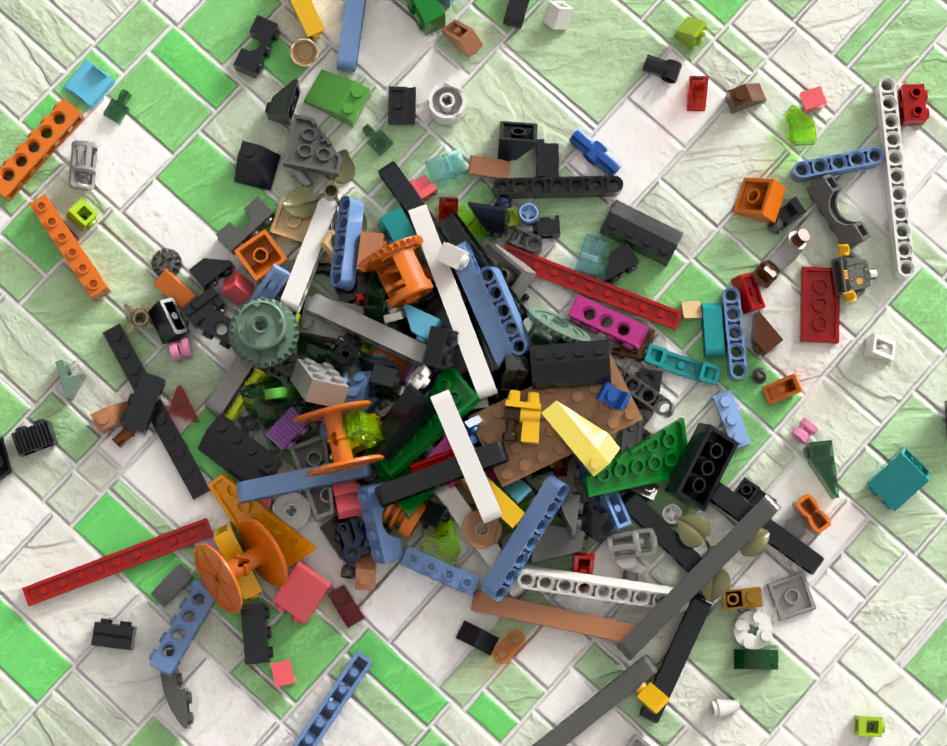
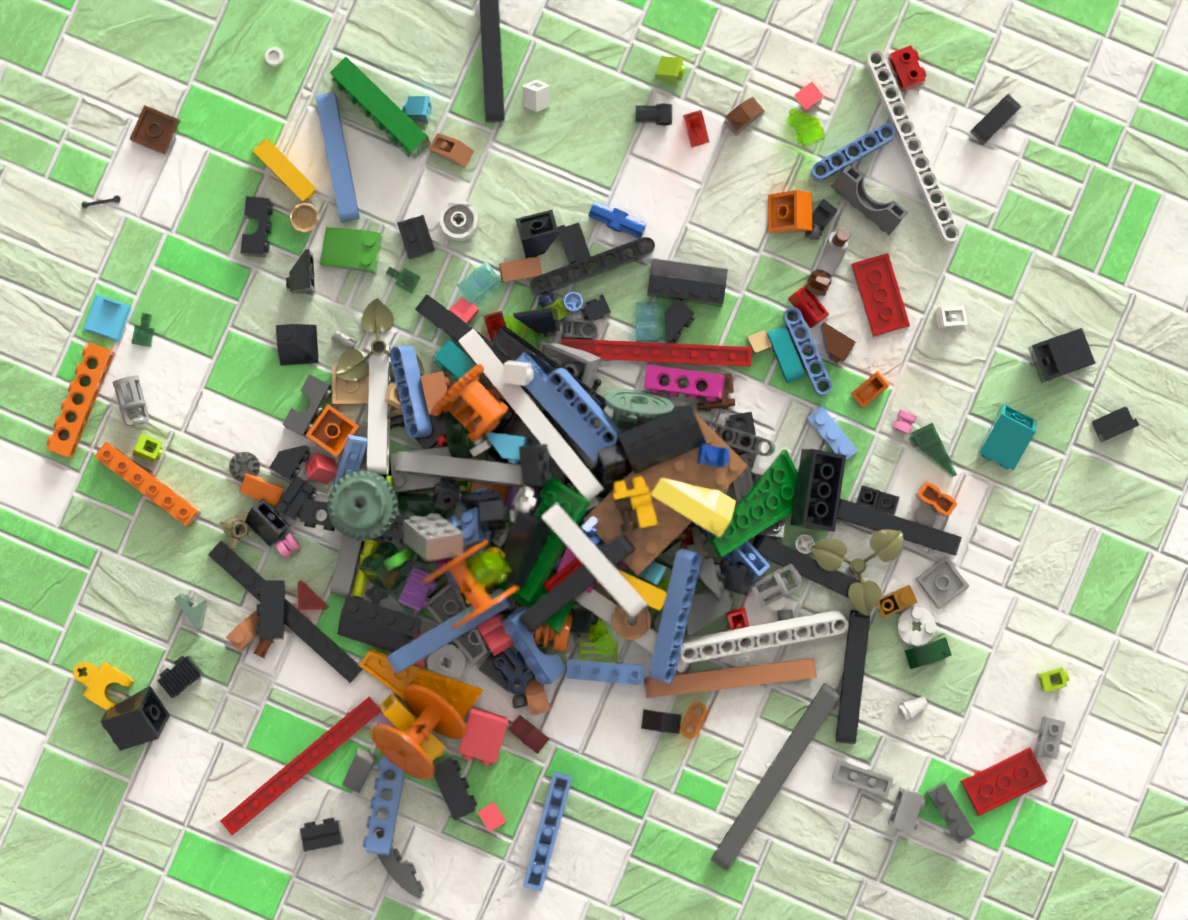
camera: 10 degrees left, 5 degrees up
(311, 149) = (343, 309): dark grey plate -> none
(651, 697) = (841, 722): yellow slope -> none
(682, 365) = (768, 398): teal slope -> none
(698, 577) = (849, 596): dark grey beam -> none
(756, 377) = (842, 385): dark grey hinge -> none
(851, 274) = (900, 256): dark grey torso -> none

